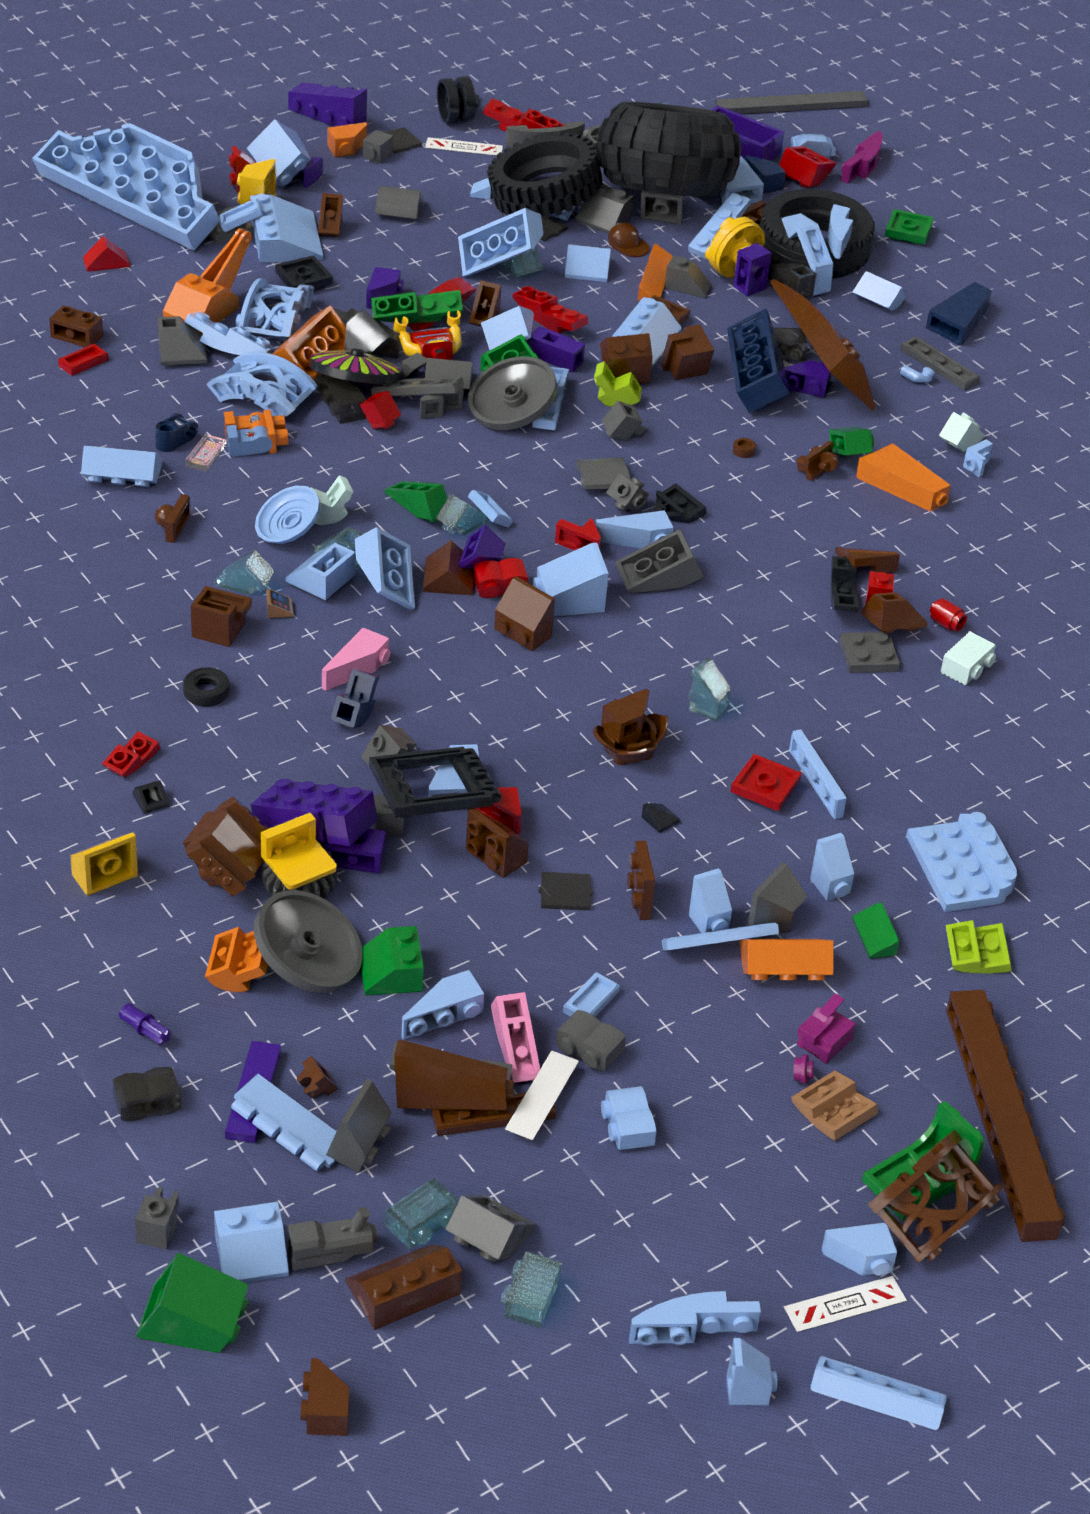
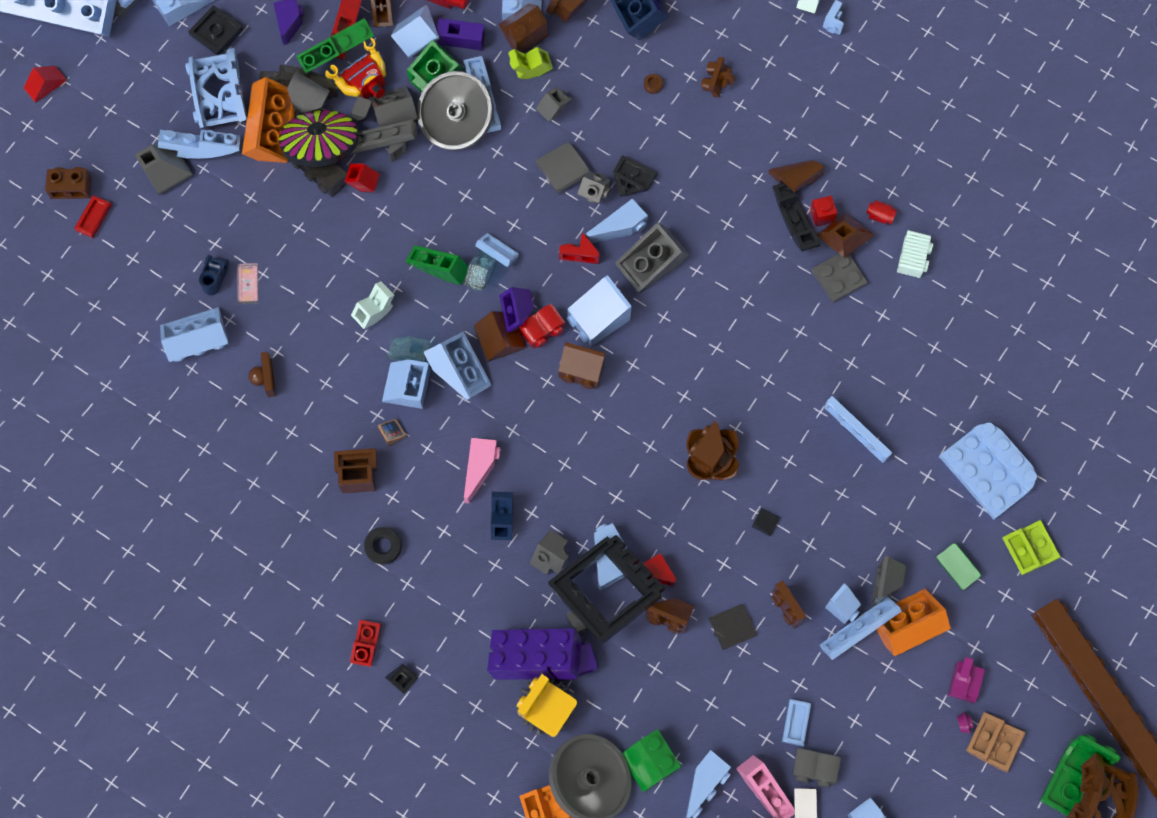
camera: 20 degrees left, 30 degrees up
(105, 864) = (406, 765): yellow slope -> none
(212, 289) = (154, 104): orange slope -> none
(227, 846) = (492, 718): reddish brown slope -> none
(246, 574) = (351, 414): clear light blue slope -> none
(254, 433) = (274, 246): hips -> none
(269, 395) = (243, 169): light blue fence -> none
(287, 515) = (352, 336): light blue hat -> none
(709, 691) = (749, 384): clear light blue slope -> none
(766, 782) = (825, 454): red plate -> none
(832, 867) = (911, 528): light blue slope -> none
(851, 440) = (735, 48): green brick -> none
(904, 477) = (788, 67): orange slope -> none

